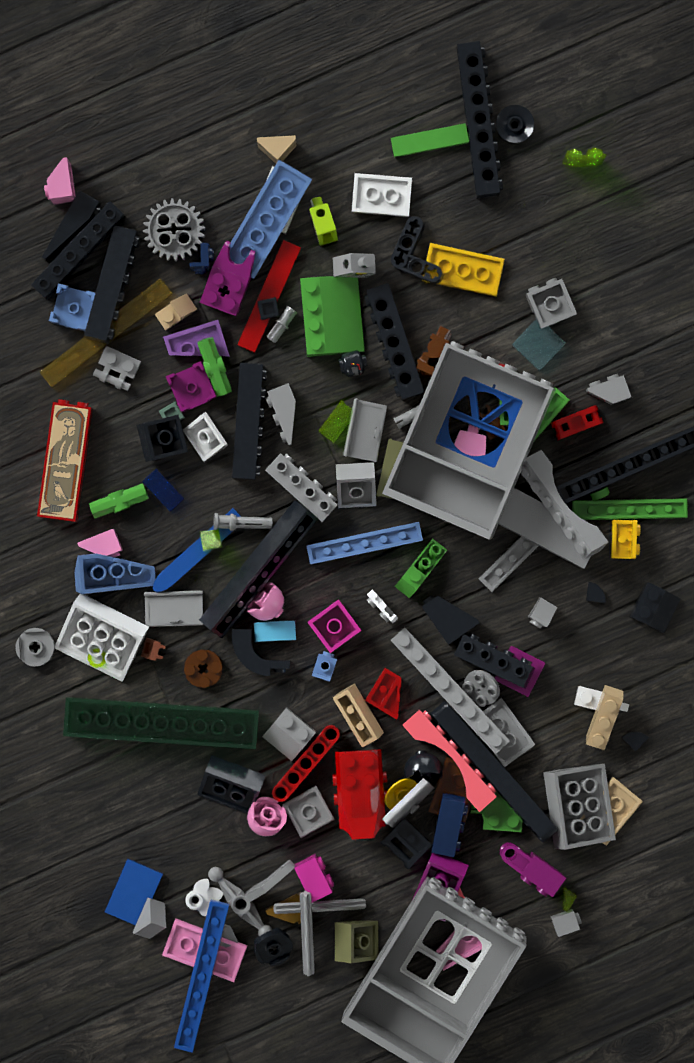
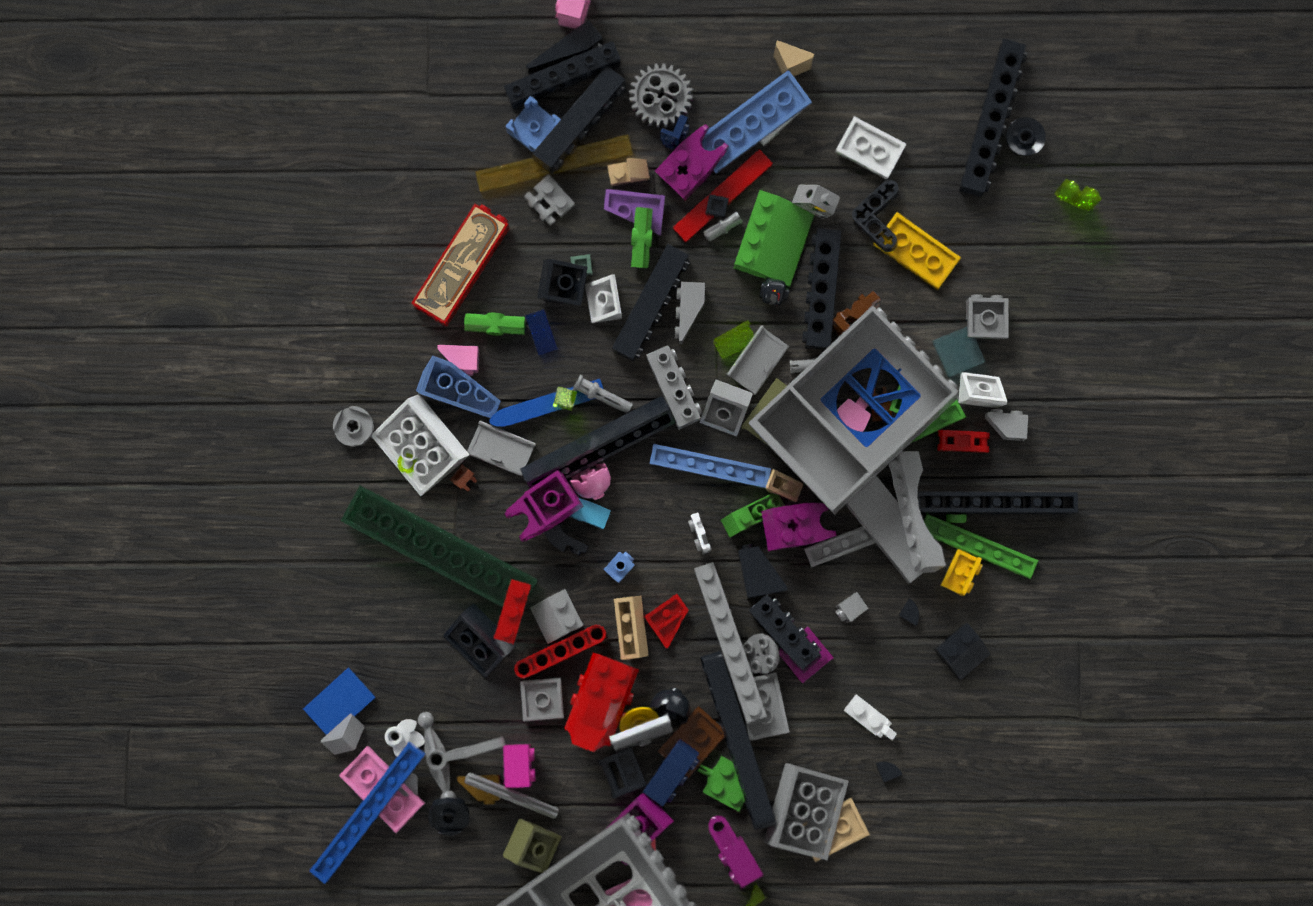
camera: 25 degrees right, 5 degrees down
(191, 387) = (611, 248): magenta panel -> none
(192, 670) = (496, 527): reddish brown plate -> none
(233, 649) = (538, 506): none -> magenta brick
(249, 748) = (512, 611): none -> red plate
(266, 816) = (499, 685): bright pink cylinder -> none
(307, 933) = (487, 816): light grey axle -> none
(323, 221) = (804, 148): lime torso -> none
(334, 626) = (646, 531): dark pink brick -> none
(429, 140) = (938, 117): bright green tile -> none
(437, 532) = (784, 486): none -> tan slope
(469, 562) = (794, 525): none -> magenta brick
(476, 790) = (713, 751): coral arch -> none
(573, 370) = (981, 390): none -> white slope
(604, 717) = (868, 735): tan brick -> none

